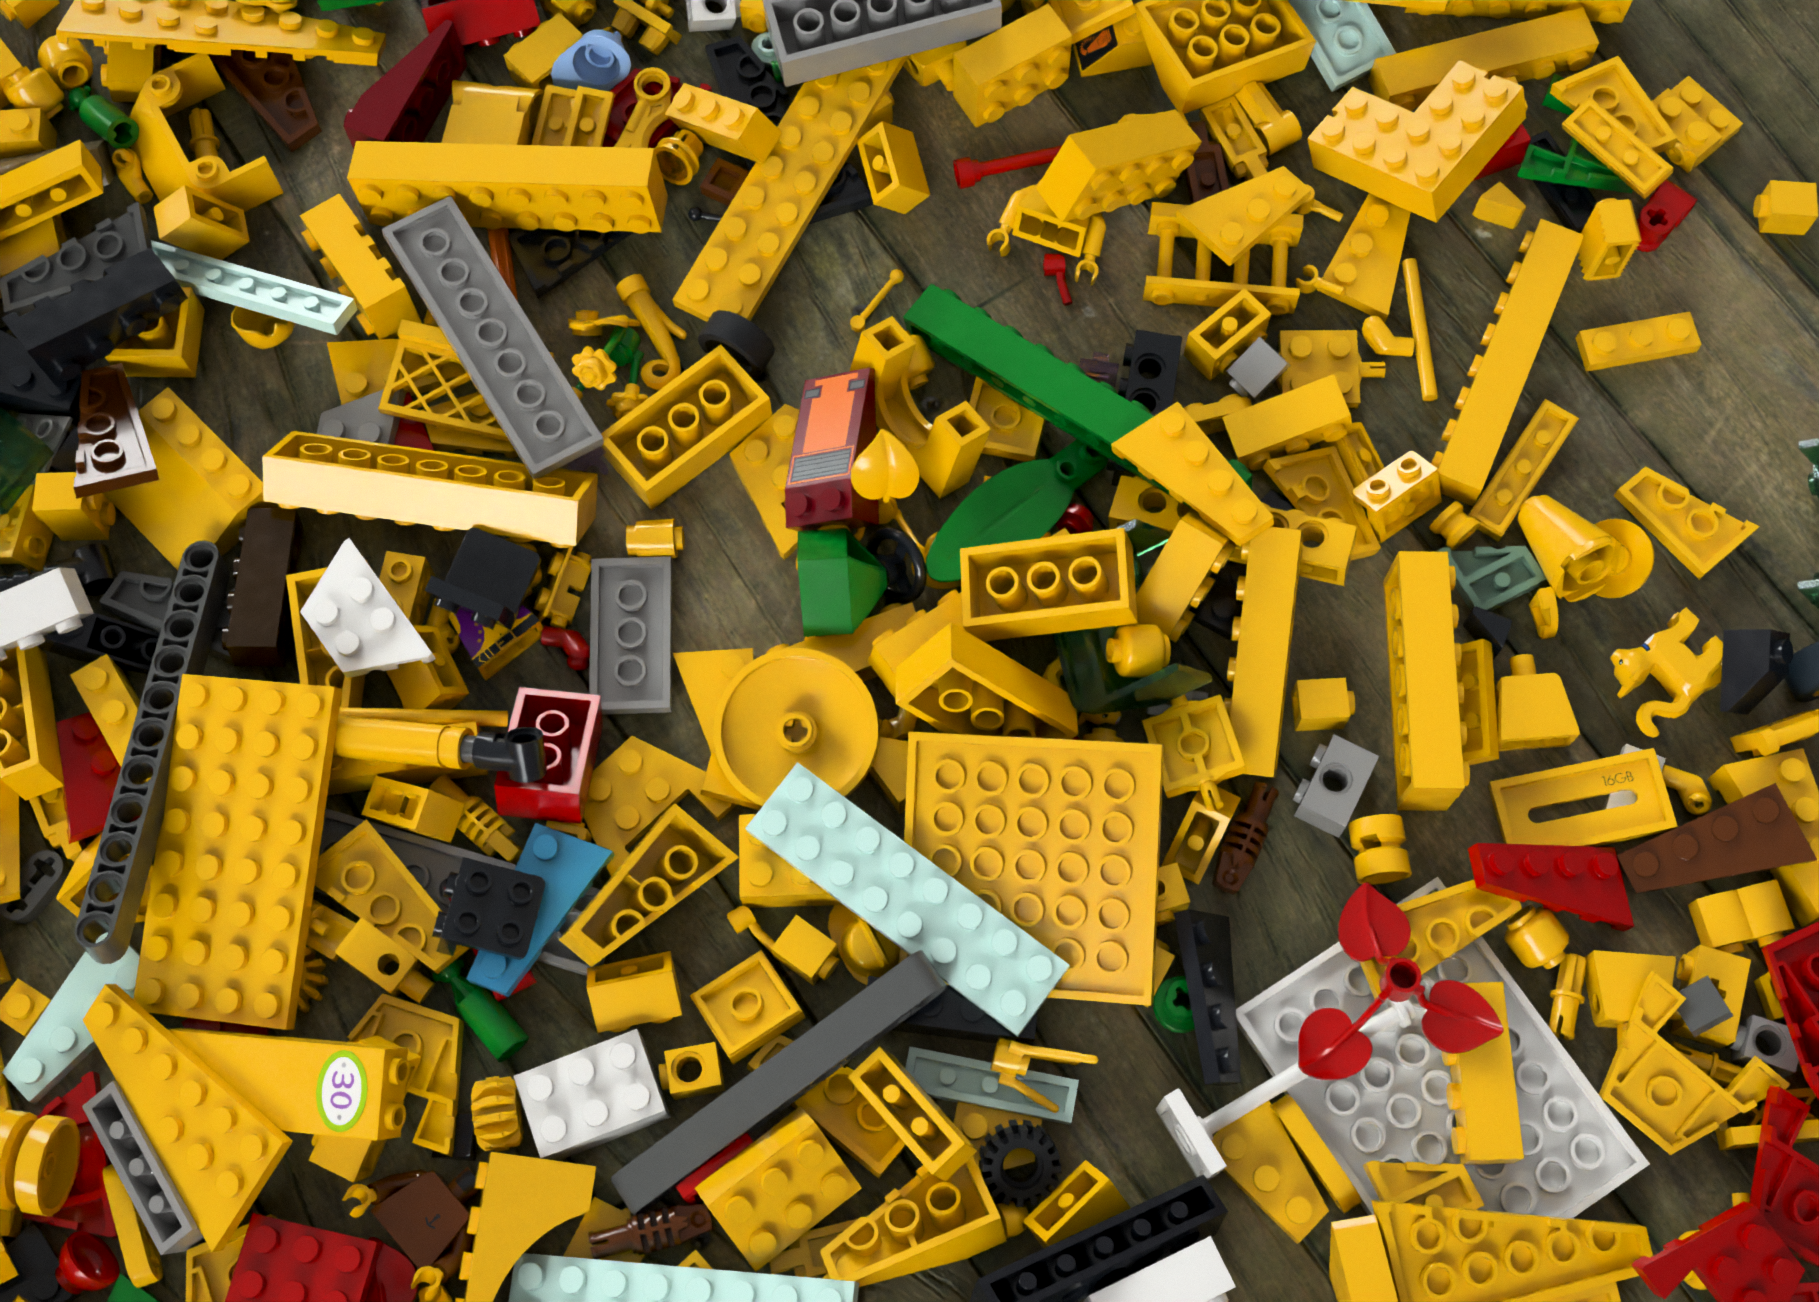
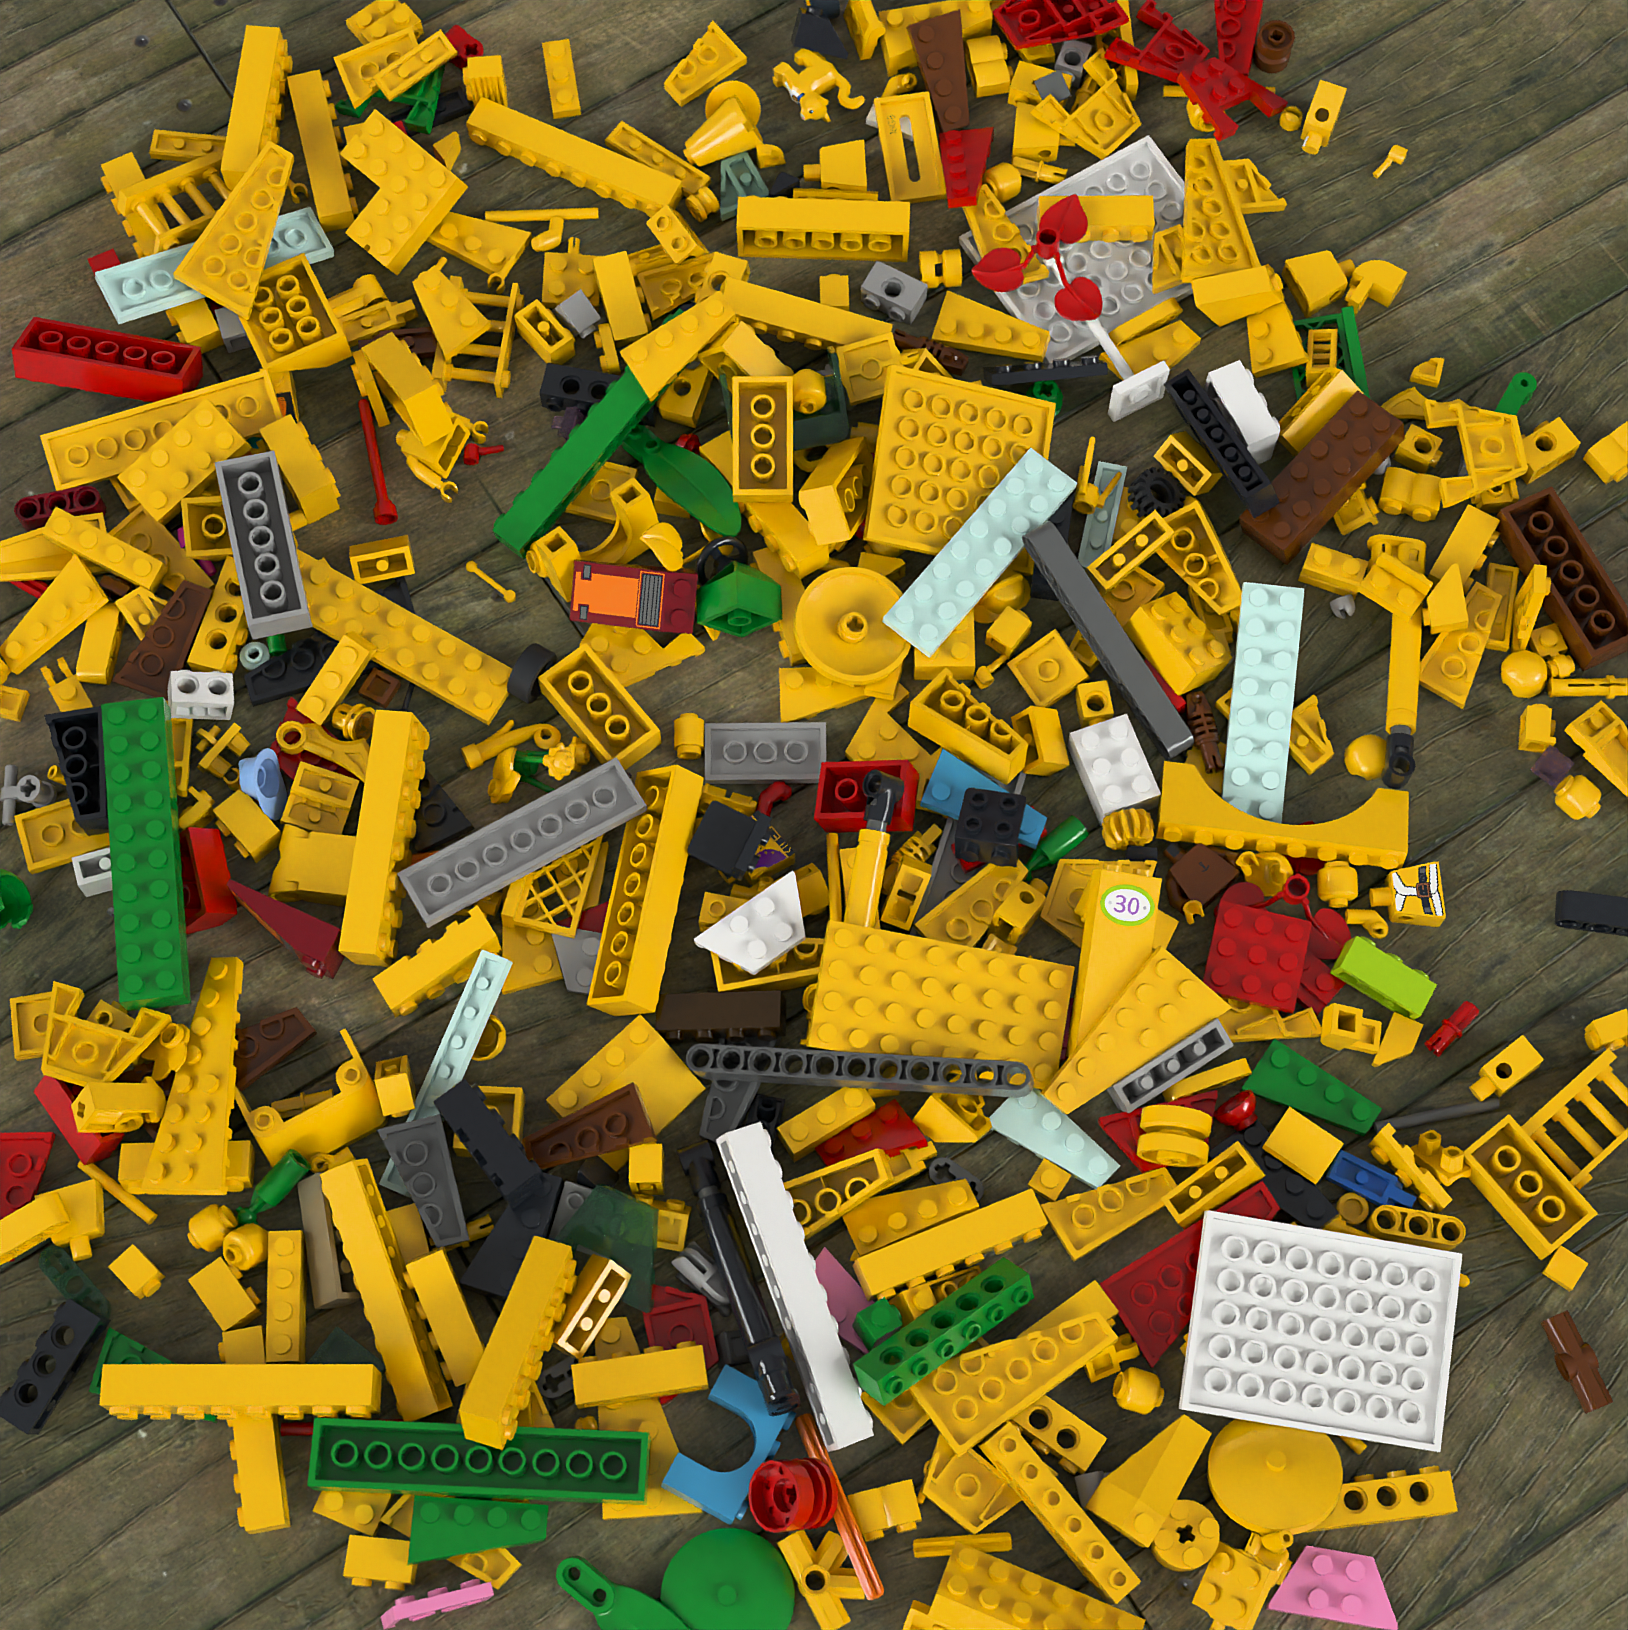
camera: 90 degrees left, 0 degrees up
(1286, 909) = (985, 330): none -> yellow wing
(1427, 39) = (295, 188): none -> yellow hand

